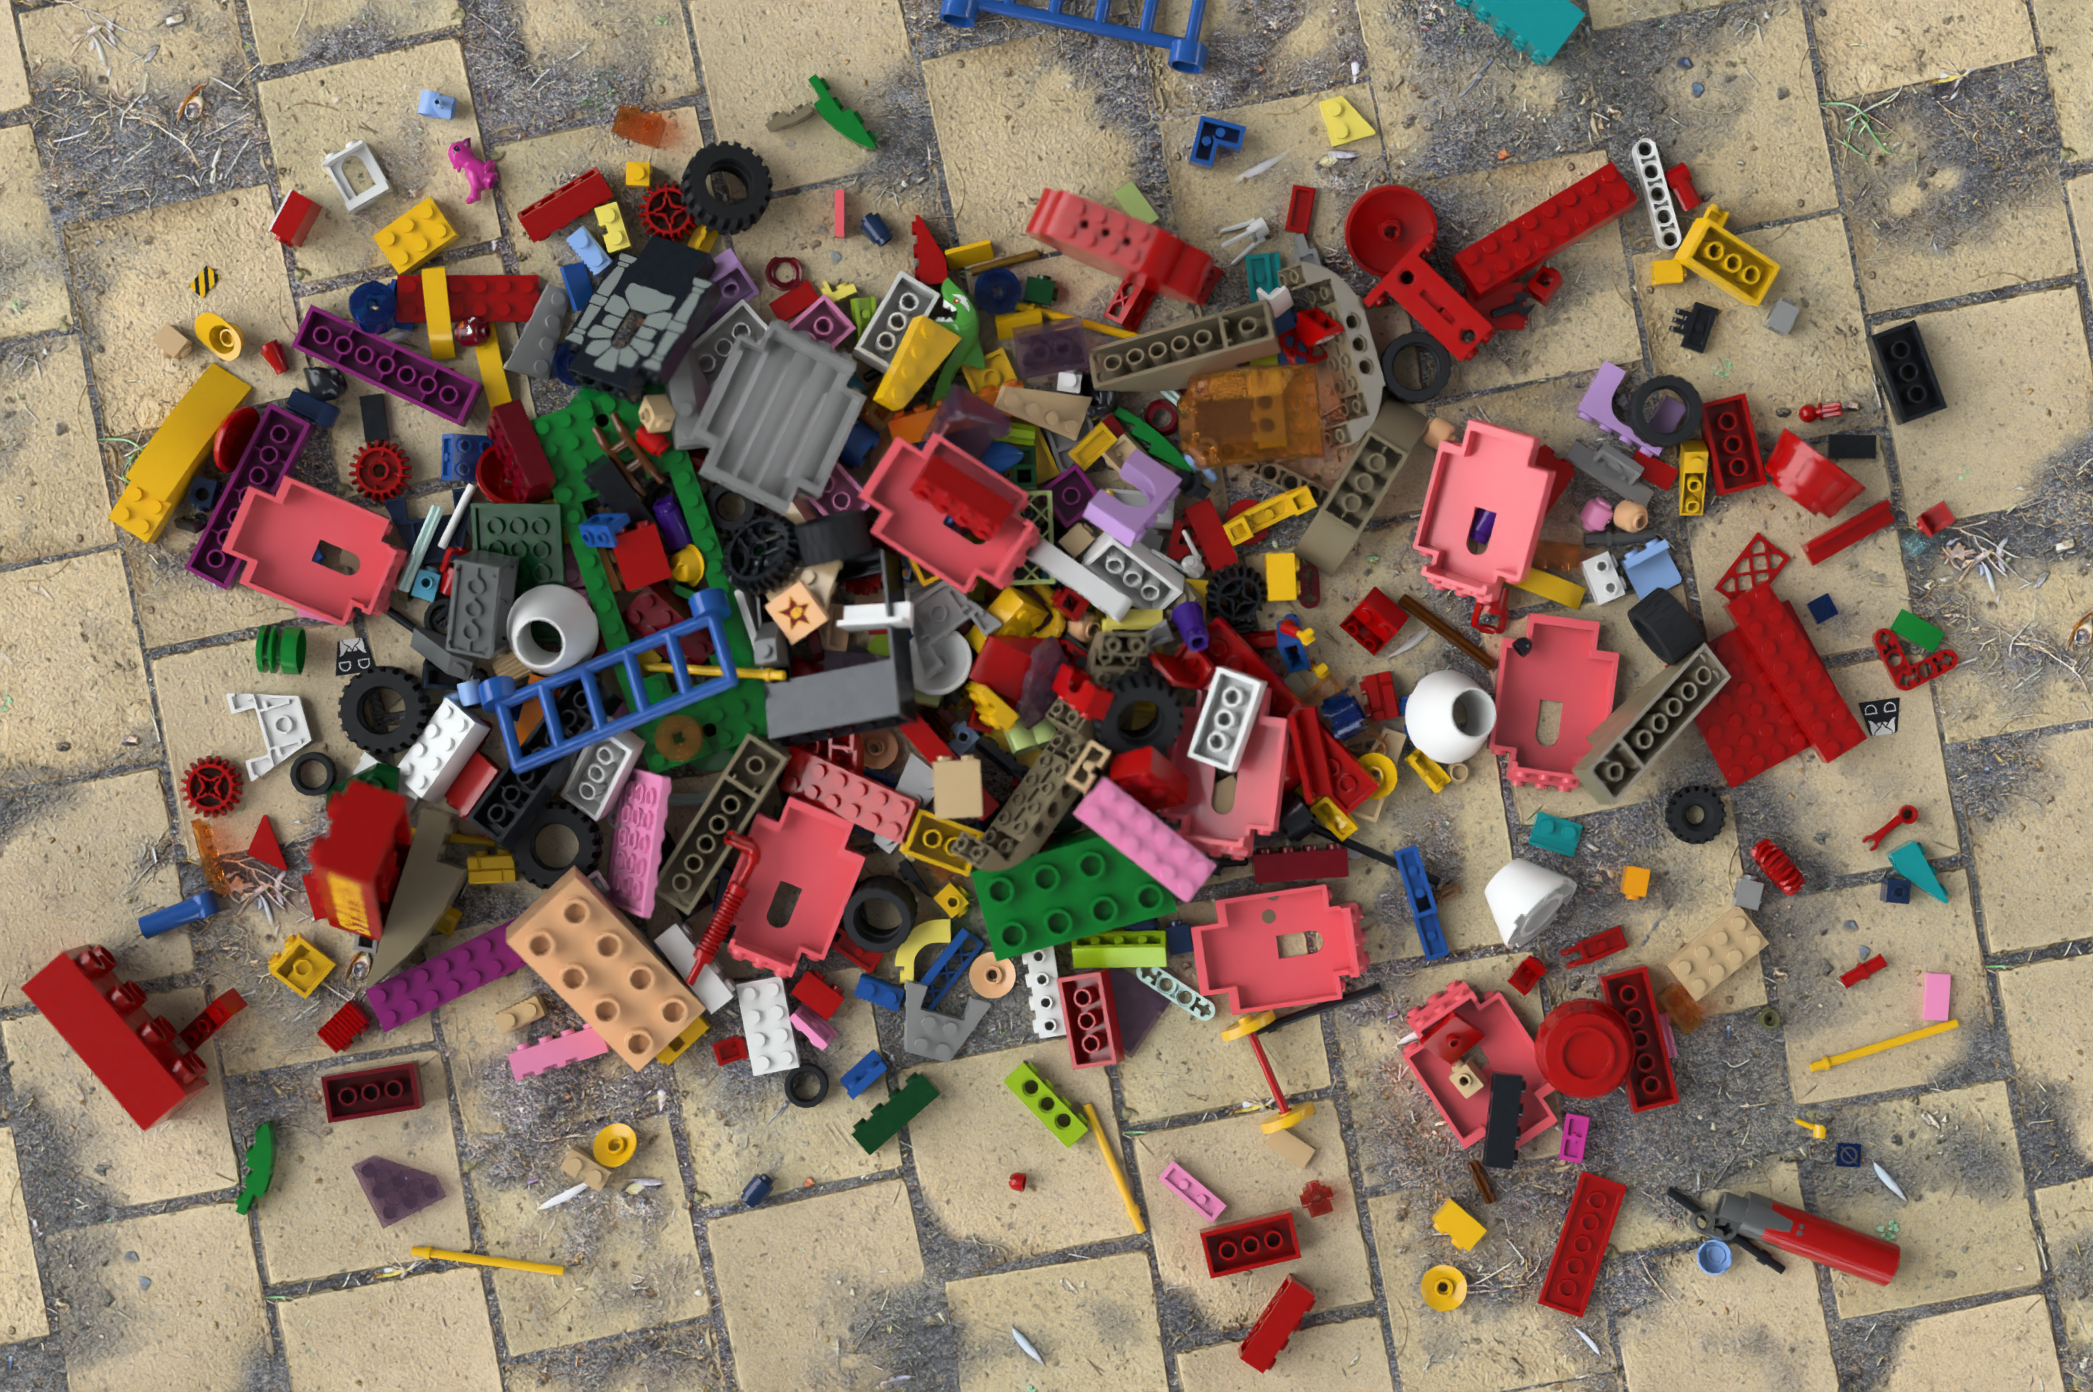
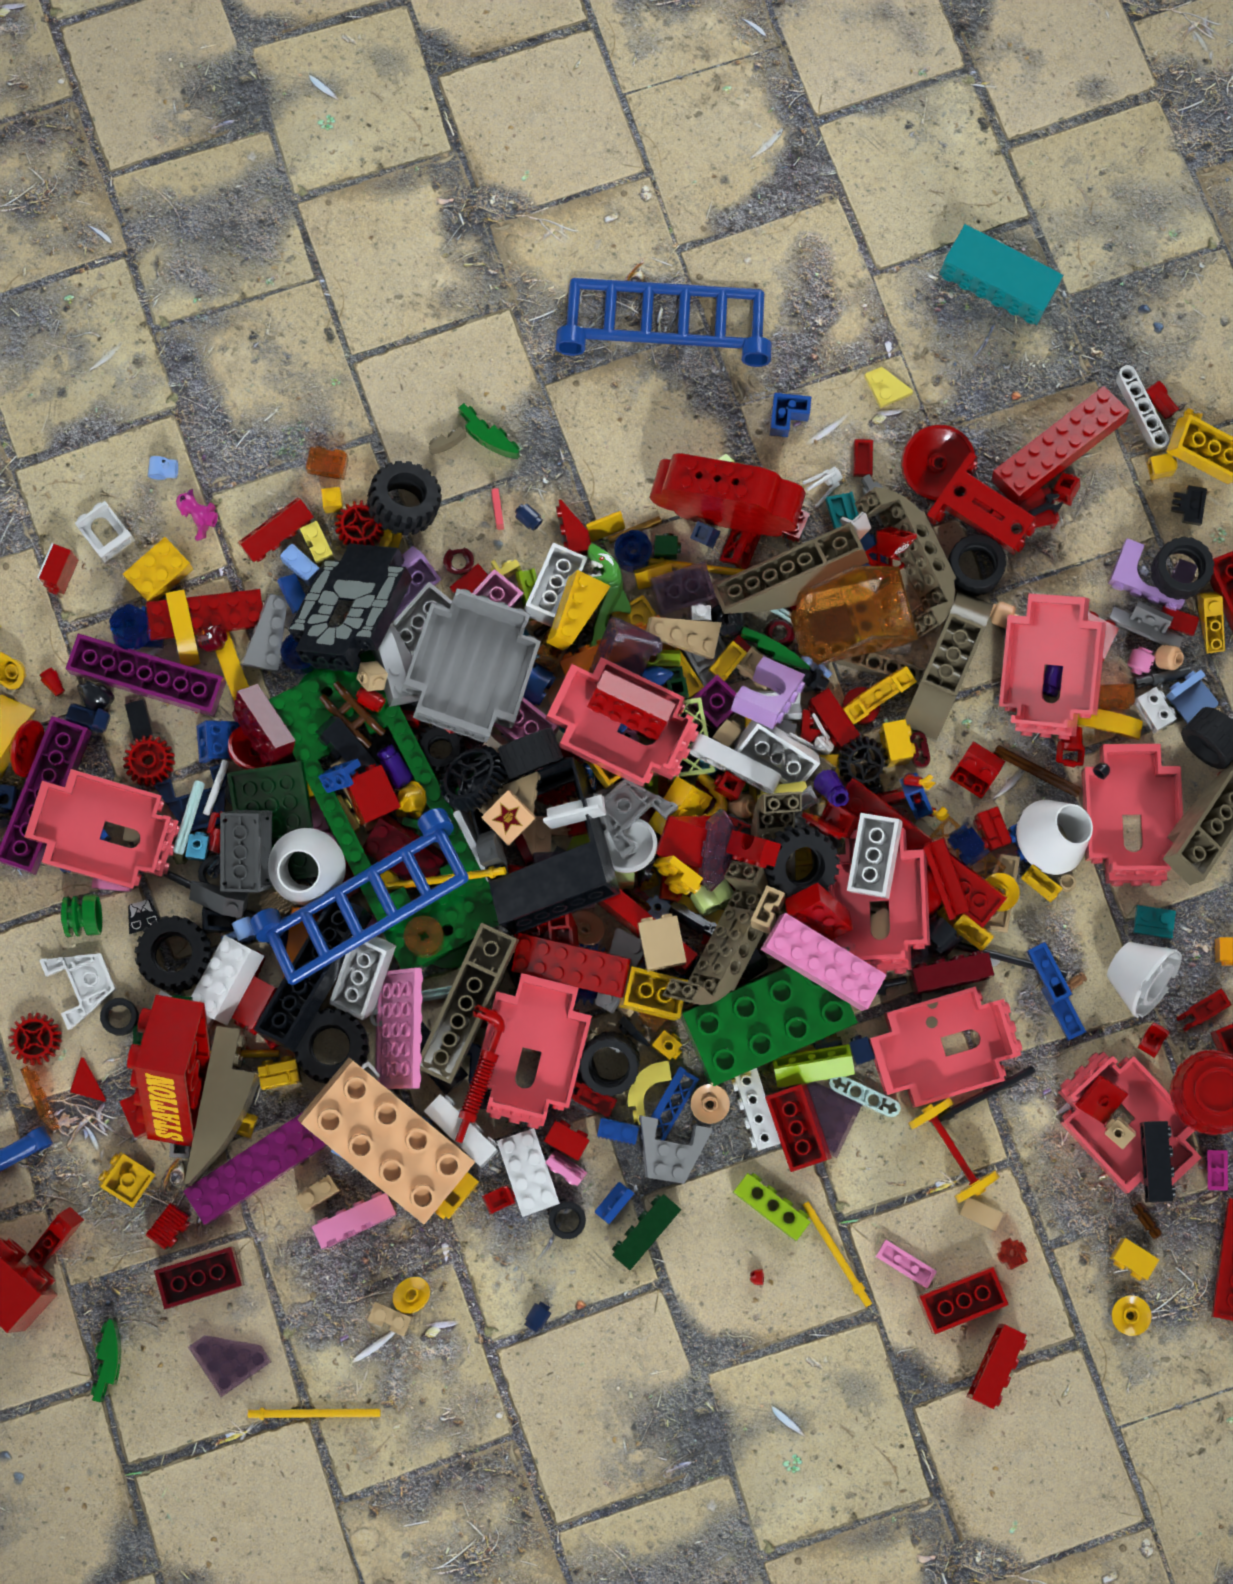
camera: 10 degrees left, 10 degrees down
(1089, 283) = (705, 534): none -> dark blue brick

